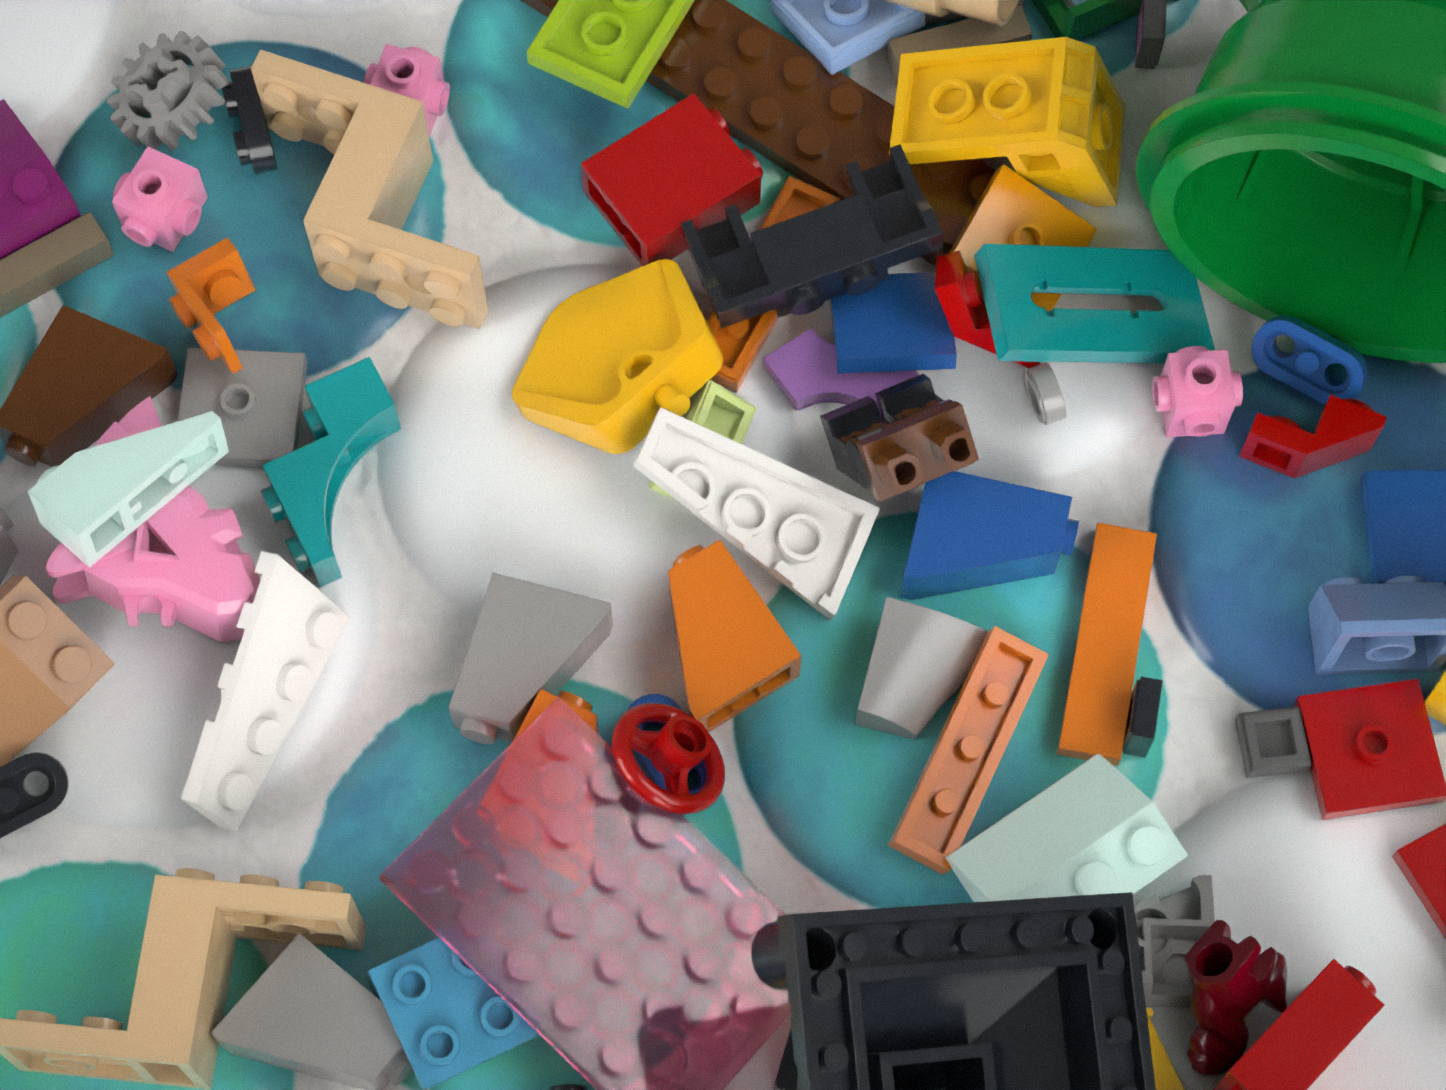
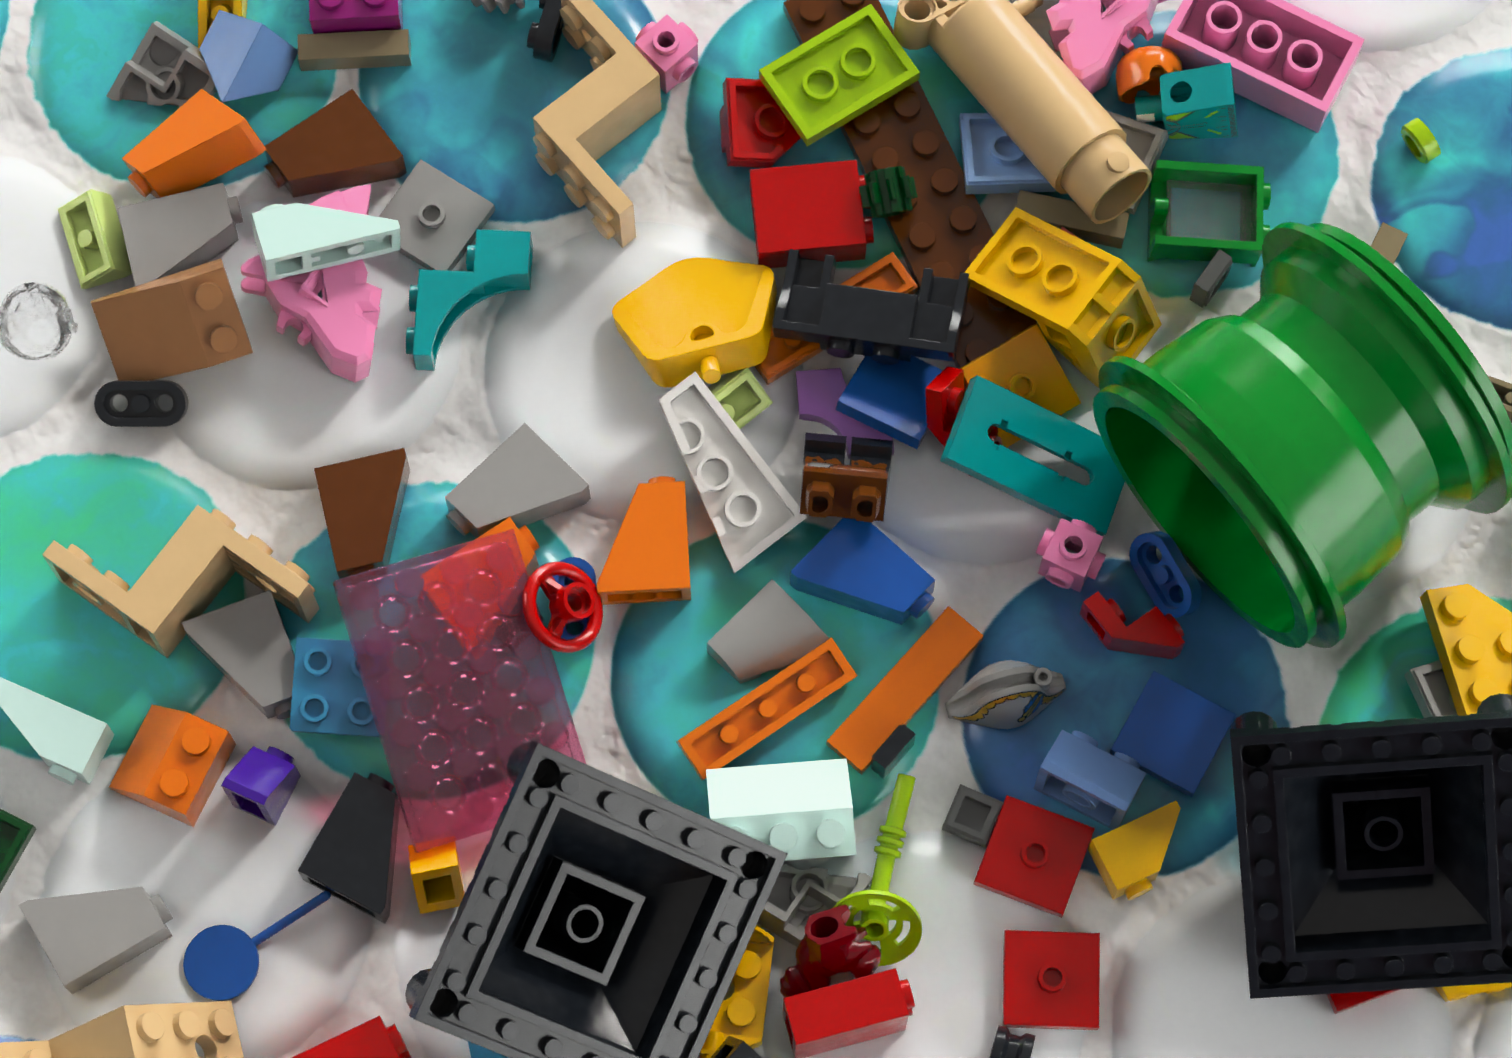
camera: 30 degrees right, 5 degrees up
(159, 200) = (456, 46): bright pink brick -> none
(206, 287) = (452, 123): orange bracket -> none
(274, 671) = (352, 410): white wing -> none
(352, 779) = (363, 508): none -> reddish brown slope
(550, 119) = (753, 125): none -> red plate
(752, 108) = (888, 192): none -> dark green gear
(1045, 393) = (968, 499): light grey tile -> none
(1219, 587) = (1005, 695): none -> light grey hat
(1242, 913) = (872, 902): none -> lime dish

